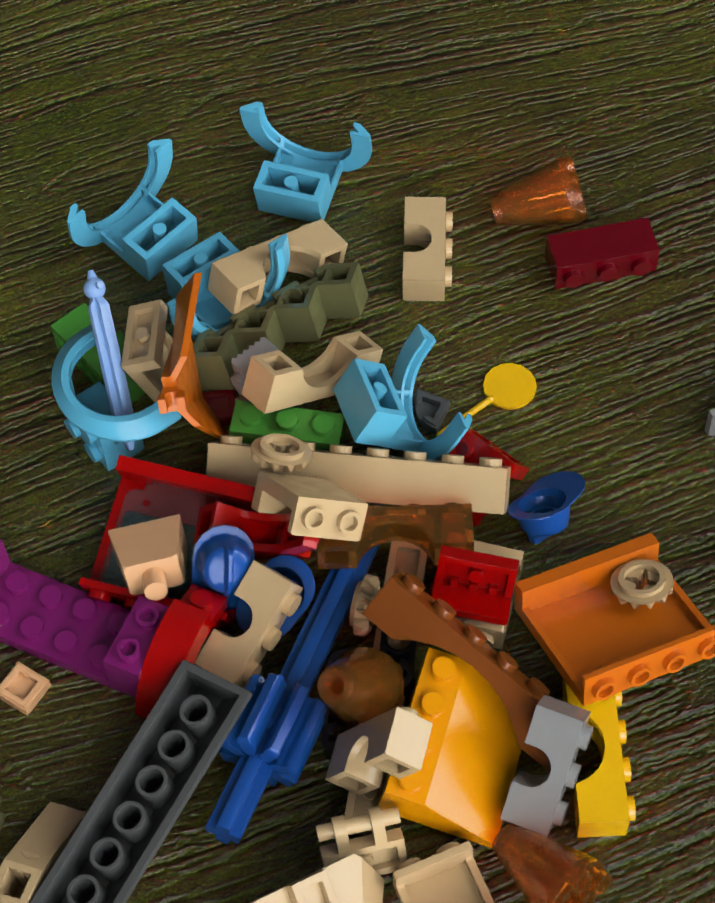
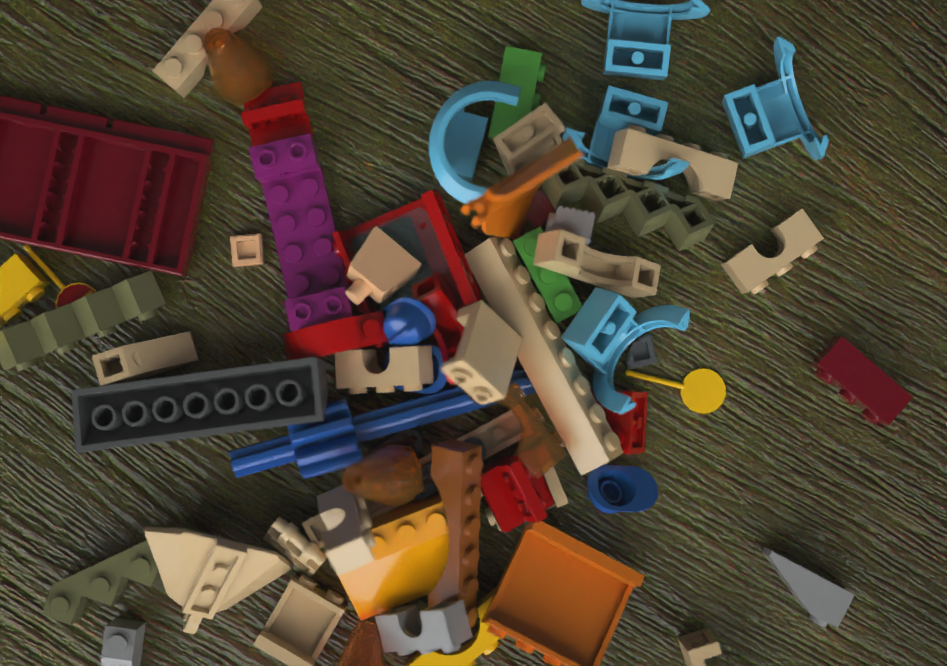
camera: 45 degrees right, 30 degrees up
(108, 349) = (497, 120): light blue wheel -> none
(281, 453) = (516, 293): tan gear -> none
(363, 595) = (456, 427): tan gear -> none
(543, 197) = (877, 305): clear orange cone -> none
(632, 574) = (612, 603): tan gear -> none

